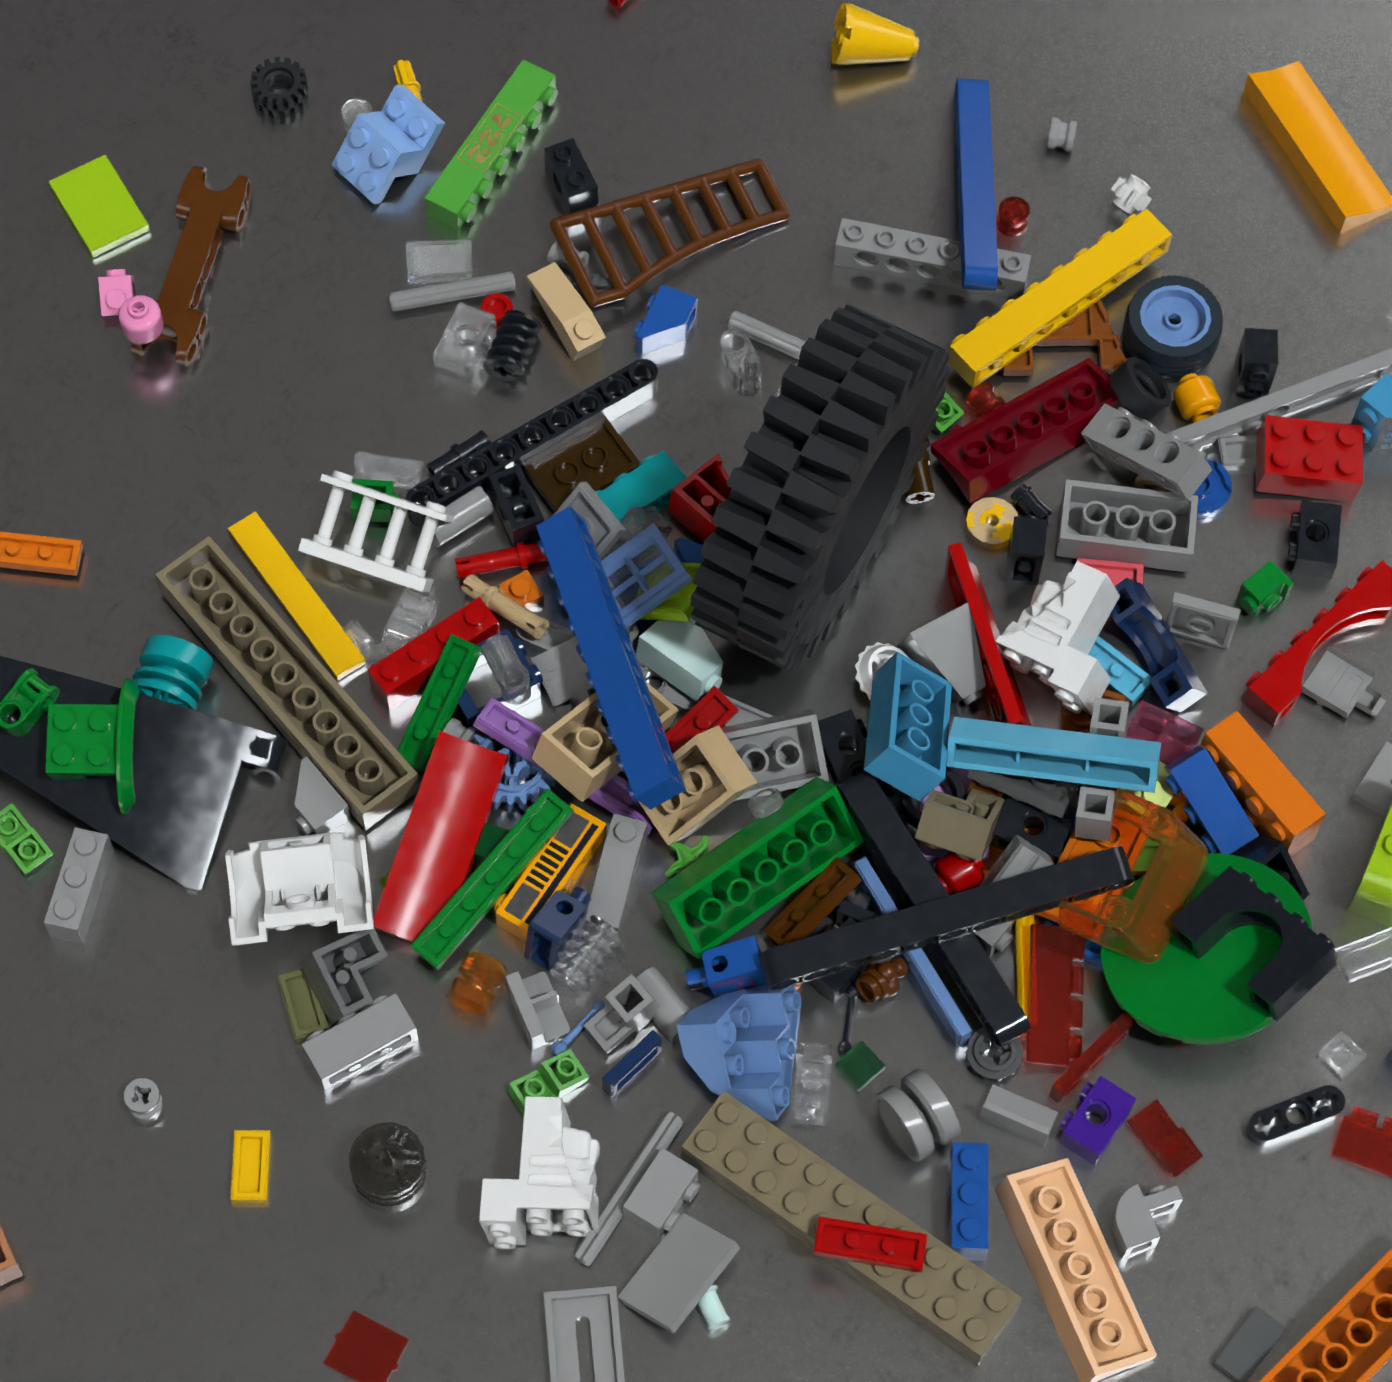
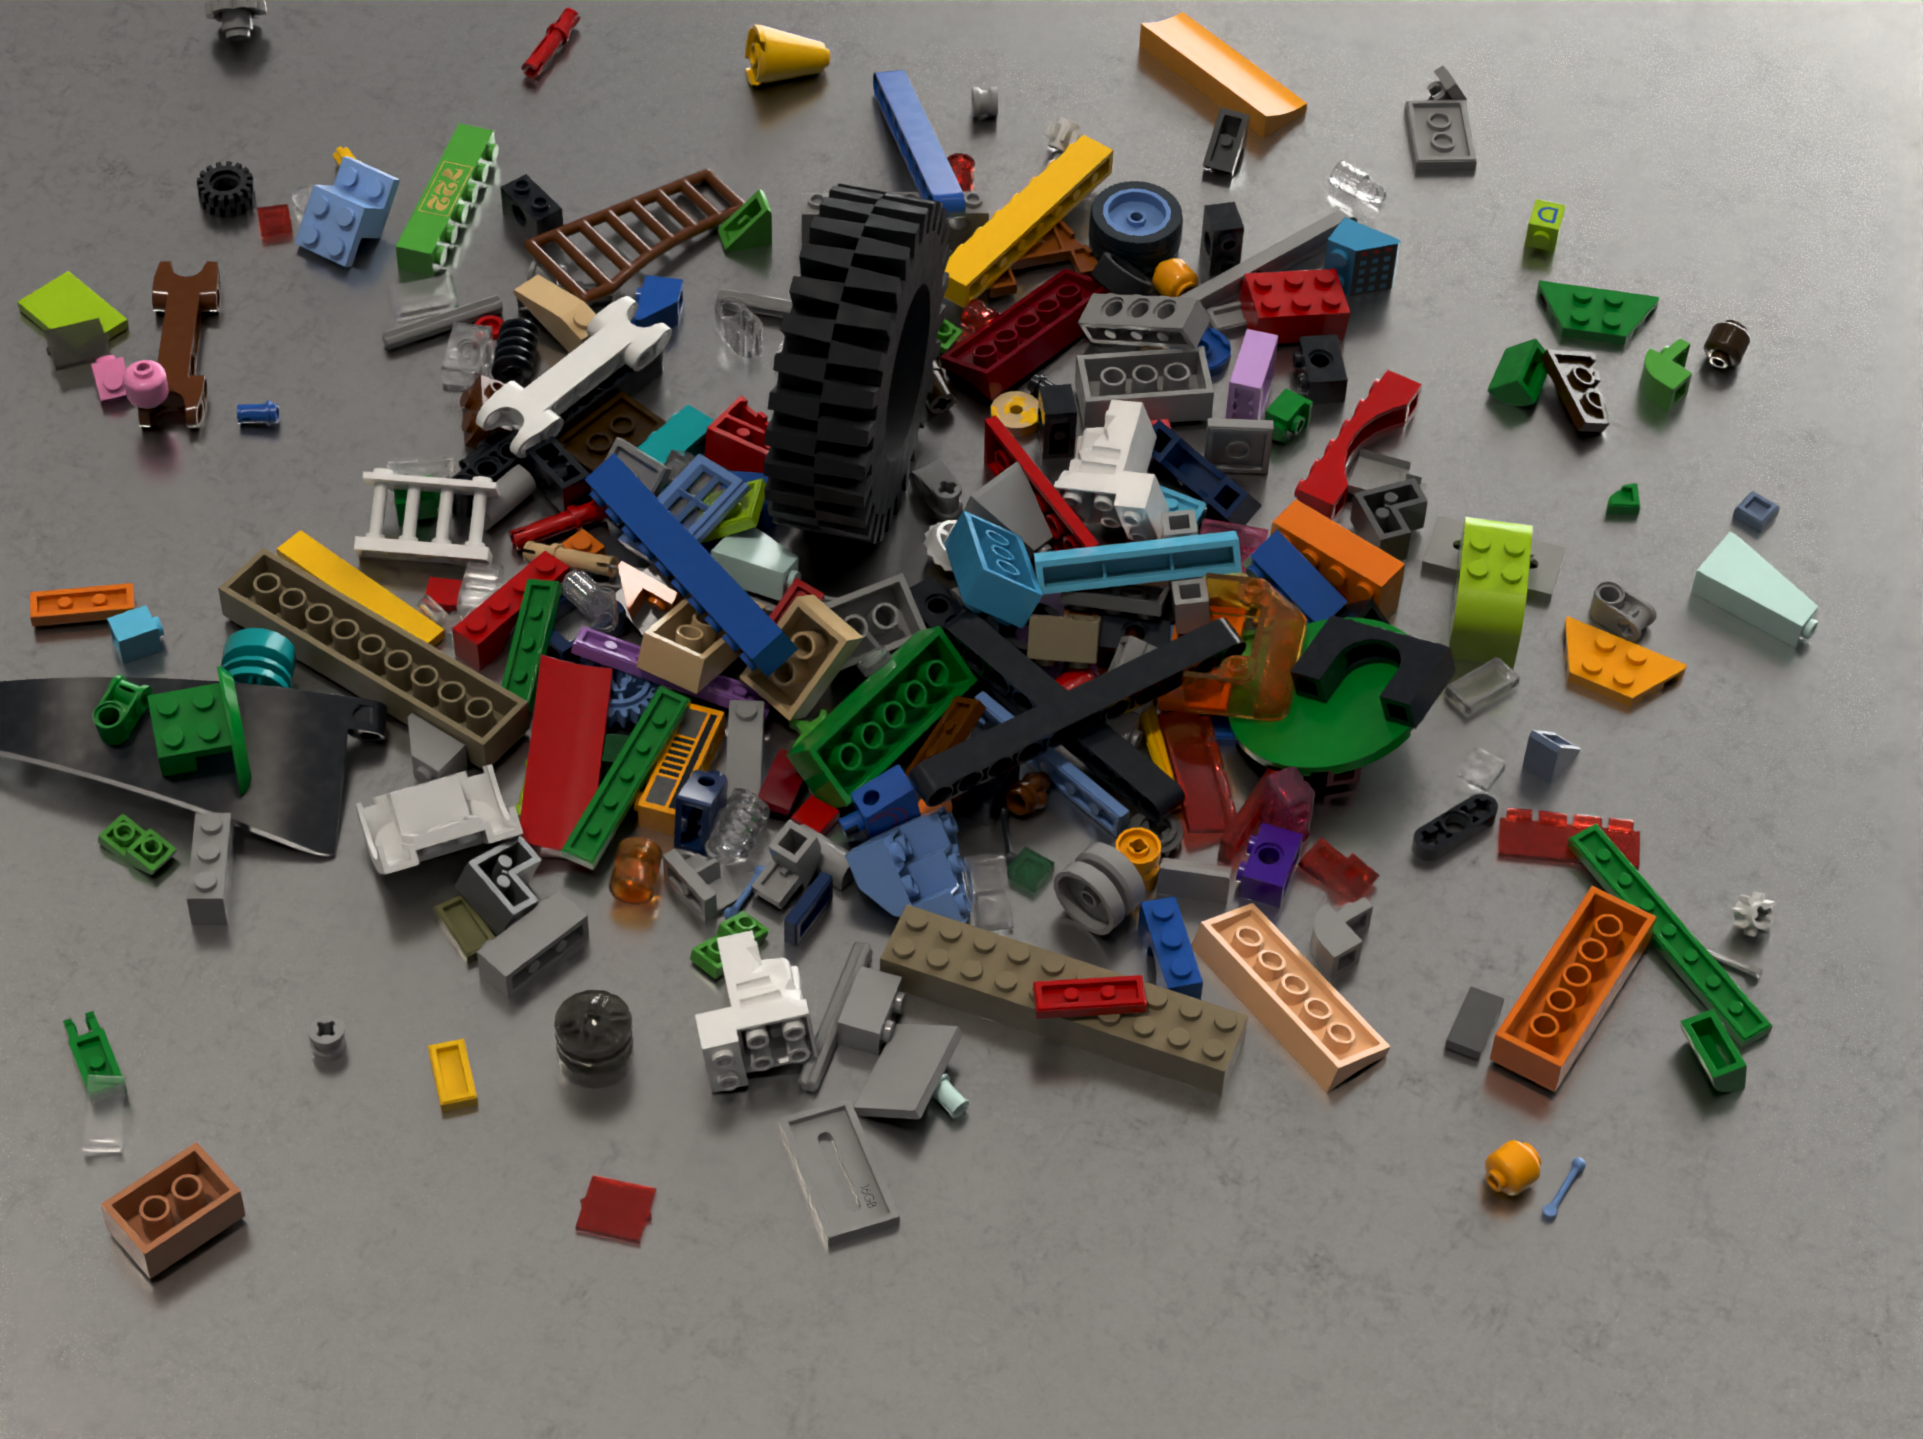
camera: 15 degrees left, 15 degrees down
(71, 598) = (135, 634): none -> medium azure brick
(93, 246) = (77, 344): none -> clear smoke piece
(248, 364) = (258, 413): none -> blue pin
(318, 132) = (274, 220): none -> clear red tile
(374, 614) = (444, 592): none -> red tile
(466, 411) = (471, 403): none -> reddish brown bracket
(512, 426) = (539, 405): none -> white piece
(557, 659) = (640, 586): none -> slope
(641, 916) = (781, 785): none -> dark red slope
(667, 956) = (816, 815): none -> red tile
(780, 240) = (749, 225): none -> bright green slope
(888, 598) = (938, 489): none -> light grey piece
(966, 1085) = (1143, 851): none -> light orange wheel
(1130, 1062) = (1288, 802): none -> clear pink brick
(1237, 543) = (1252, 376): none -> lavender window
(1297, 238) = (1227, 141): none -> dark grey slope
(1325, 737) = (1389, 515): none -> dark grey brick

